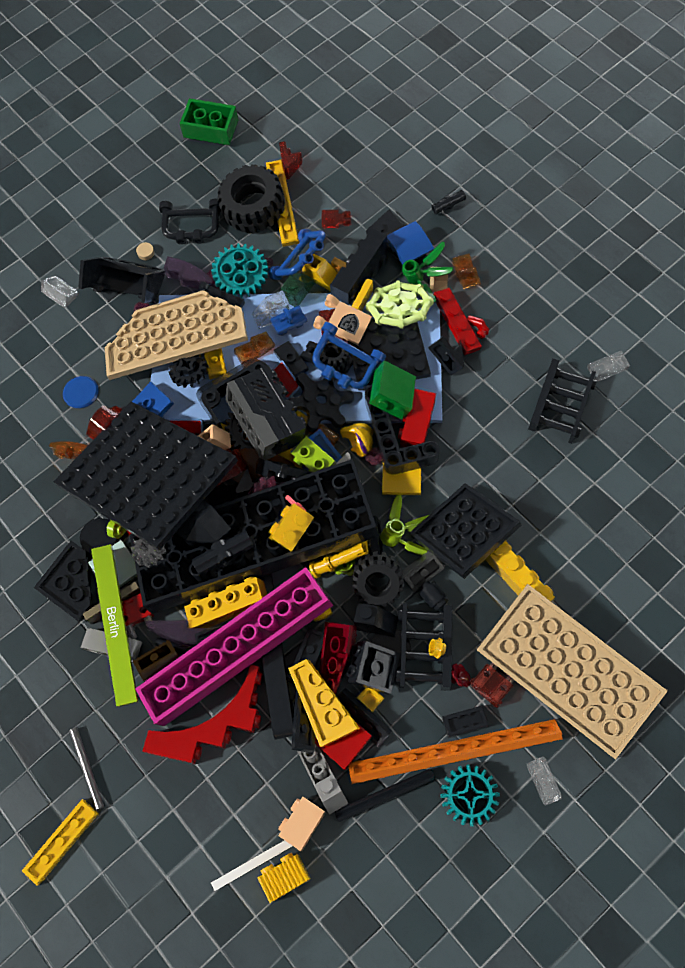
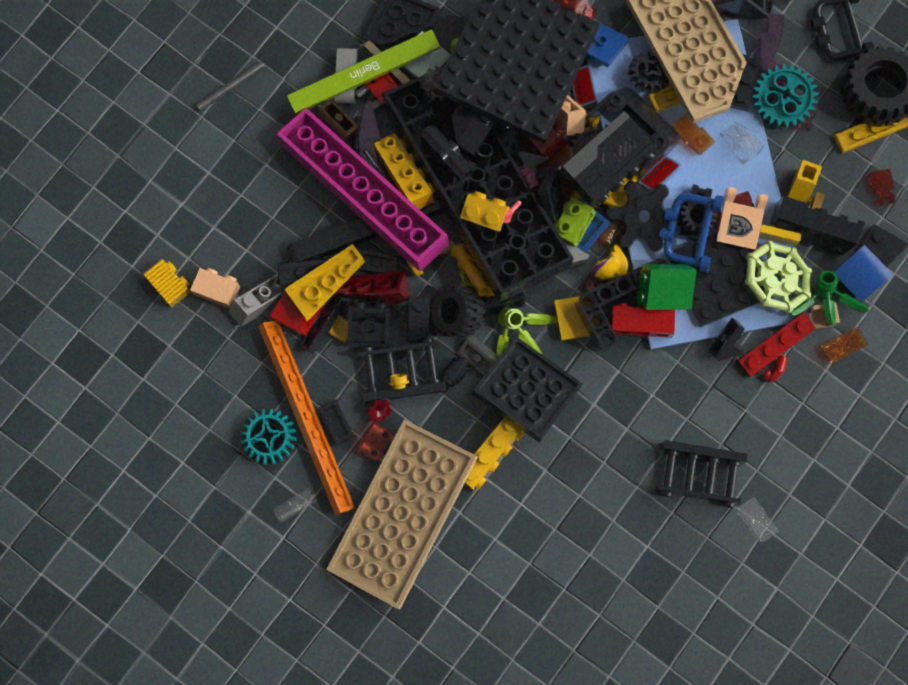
camera: 70 degrees right, 10 degrees up
(60, 842) = (164, 82): yellow tile -> none
(238, 714) = (302, 209): red arch -> none
(251, 864) = (172, 250): white sticker -> none
(288, 320) = (732, 162): blue hips -> none
(291, 358) = (687, 175): black plate -> none
(297, 288) = (777, 163): clear green slope -> none
(304, 236) = (848, 158): blue bar -> none
(384, 795) = (255, 360): black axle -> none

